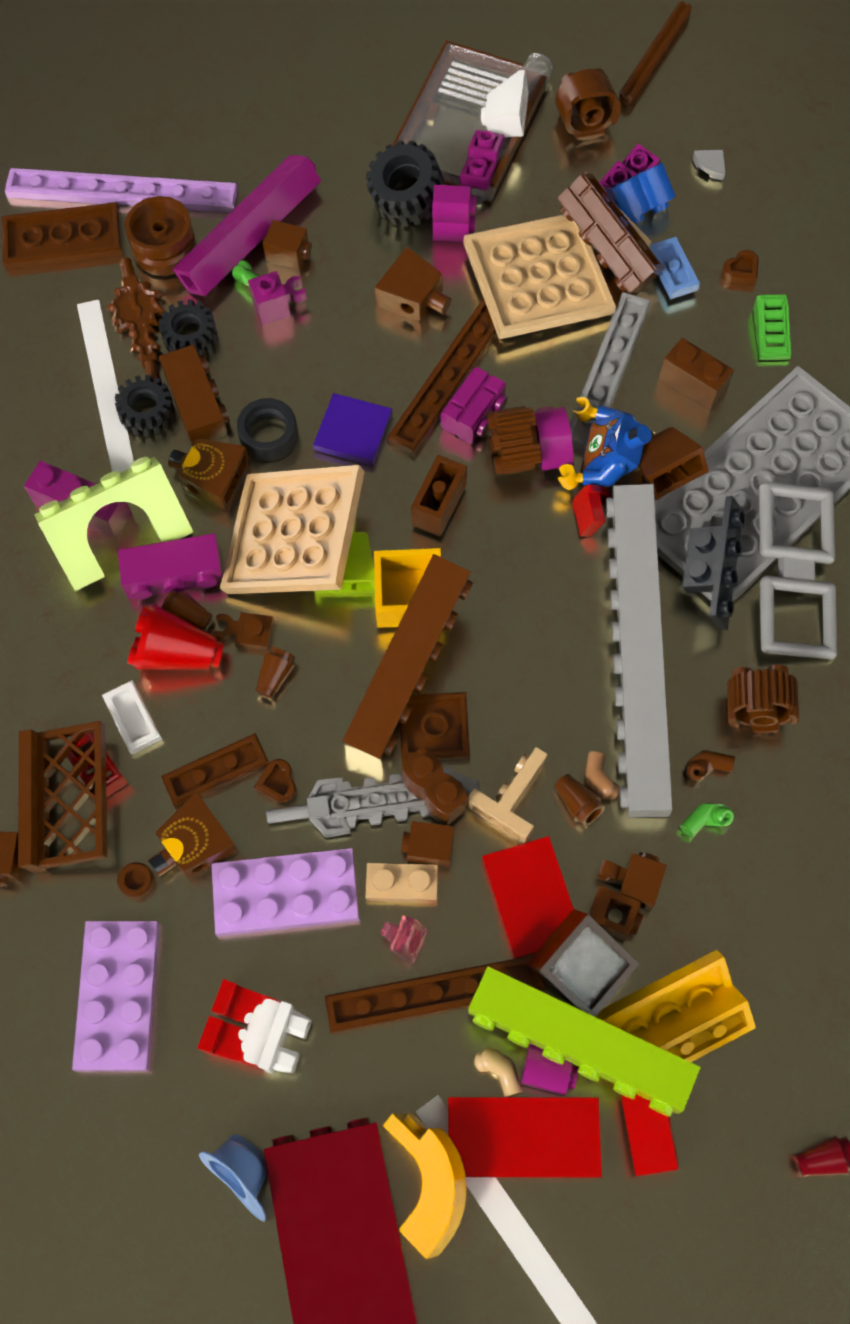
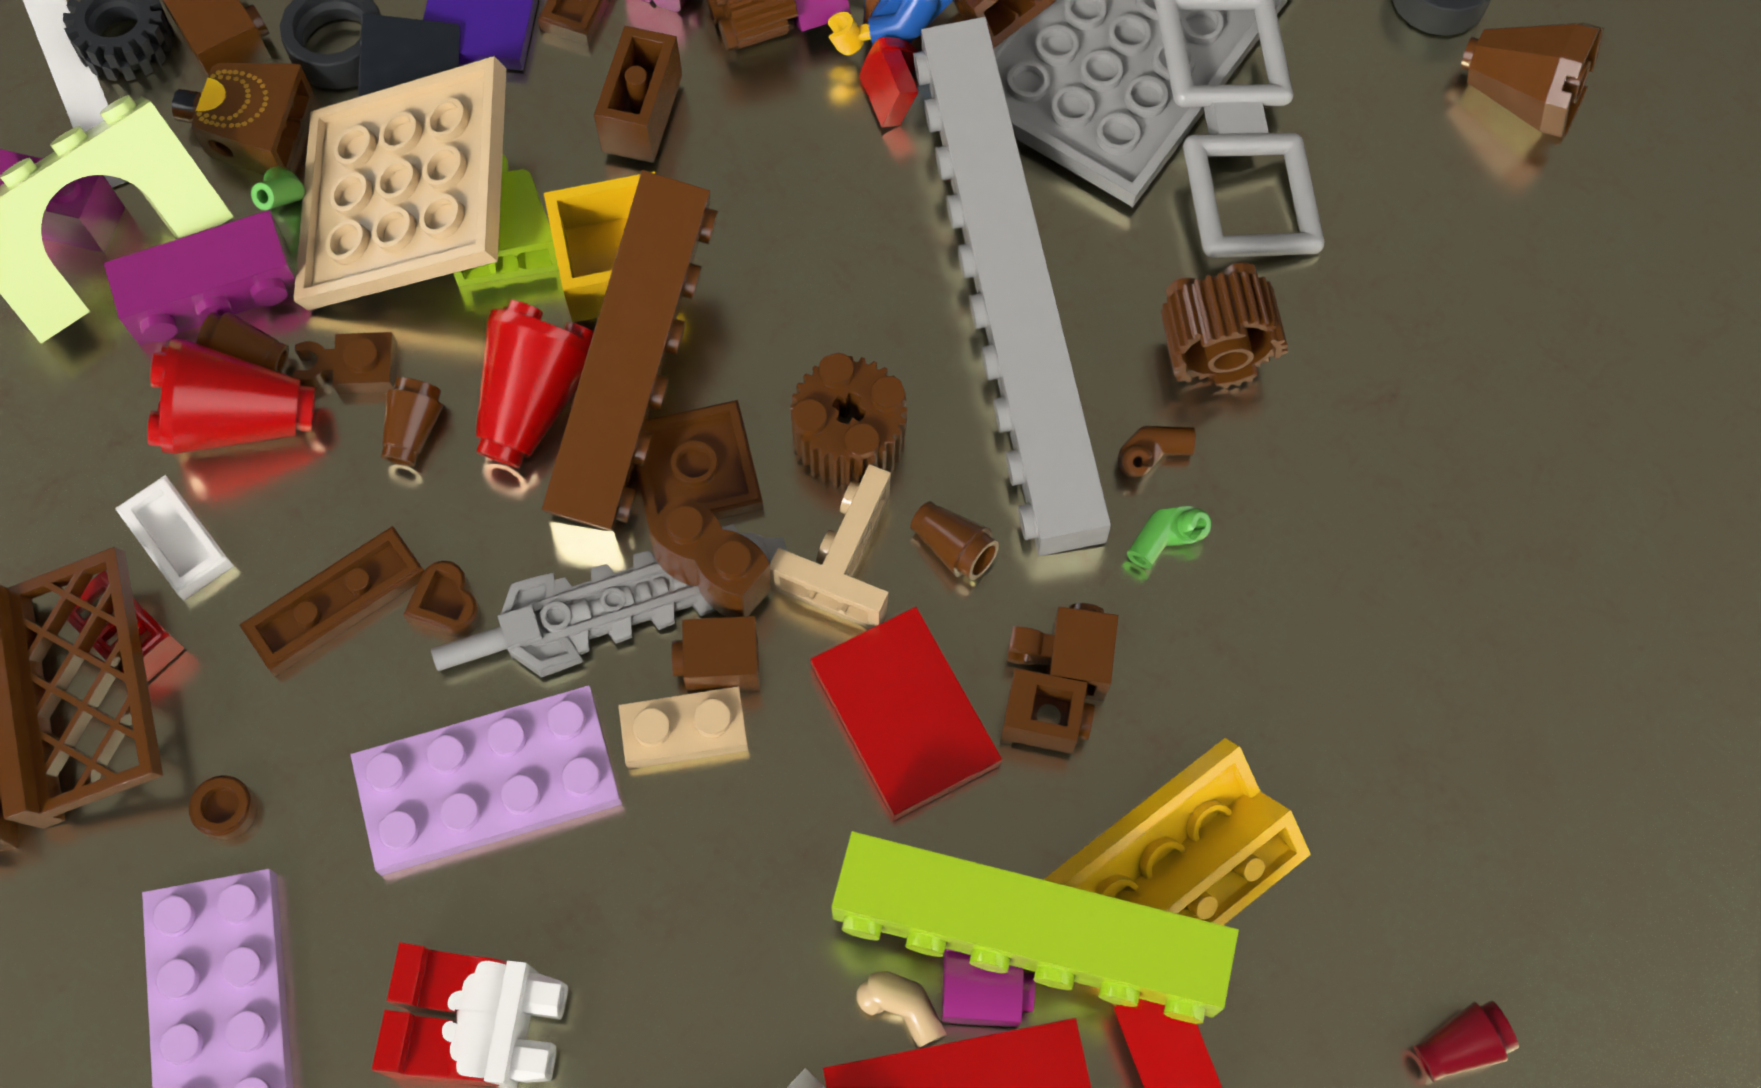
camera: 15 degrees left, 0 degrees up
(192, 840) = (310, 721): reddish brown torso -> none
(221, 520) = (277, 189): none -> bright green arm
(307, 448) = (404, 50): none -> black sticker
(345, 661) = (525, 380): none -> red cone
(405, 938) = (704, 817): clear pink tile -> none
(418, 996) = (741, 909): reddish brown tile -> none
(533, 700) = (855, 394): none -> reddish brown brick
(583, 963) = (1010, 798): piece -> none
(597, 780) = (980, 503): medium nougat arm -> none
(713, 561) = (1102, 125): black bracket -> none

